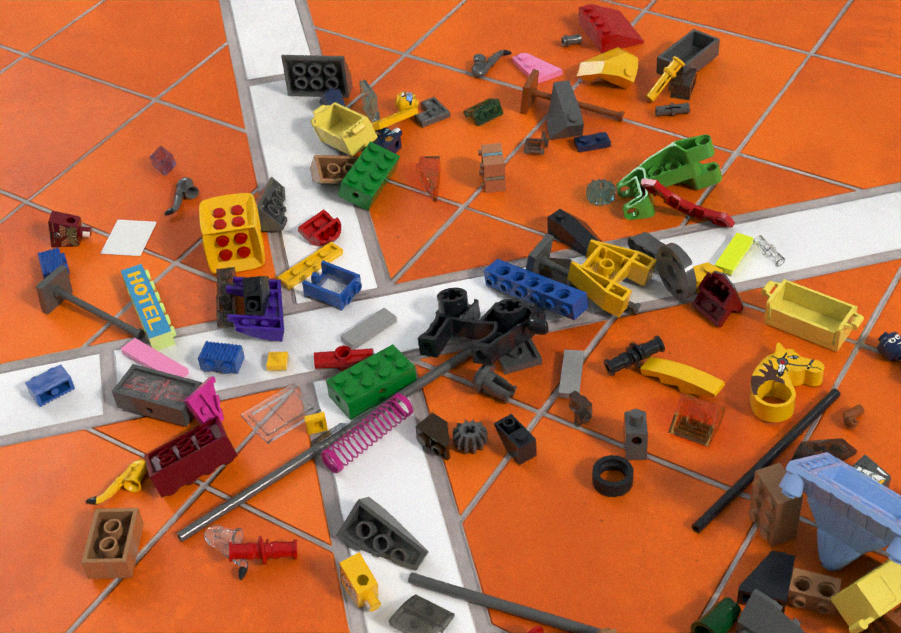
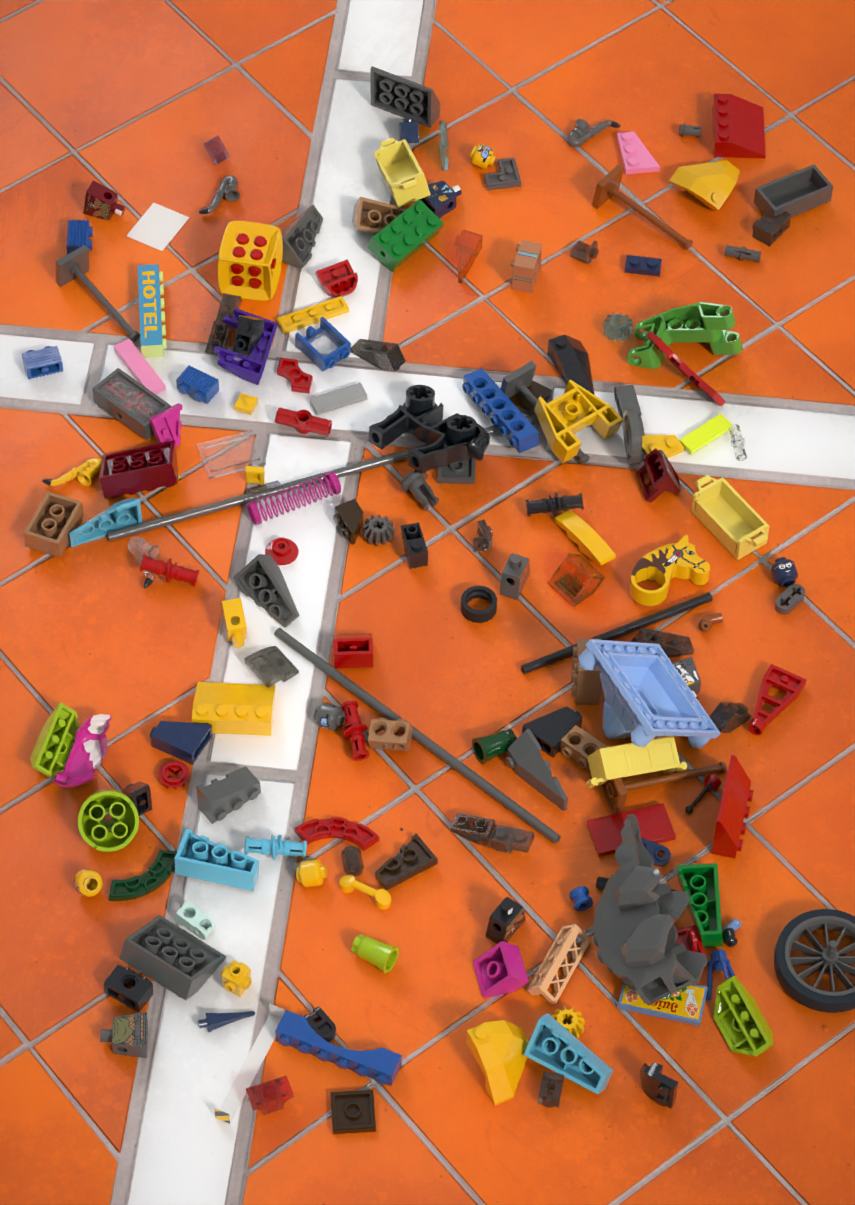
camera: 15 degrees right, 10 degrees up
(182, 512) = (115, 517): none -> medium azure wedge
(321, 324) = (298, 379): none -> red tile
(371, 381) = (317, 451): green brick -> none
(377, 488) = (282, 550): none -> red piece
(393, 277) = (380, 354): none -> clear smoke slope
(394, 118) = (457, 175): yellow tile -> none
(484, 111) = (555, 192): clear green bracket -> none
(506, 569) = (353, 650): none -> red slope
(564, 112) = (629, 223): dark grey wedge -> none
(571, 372) = (494, 501): light grey tile -> none
(669, 72) = (756, 212): yellow pin -> none

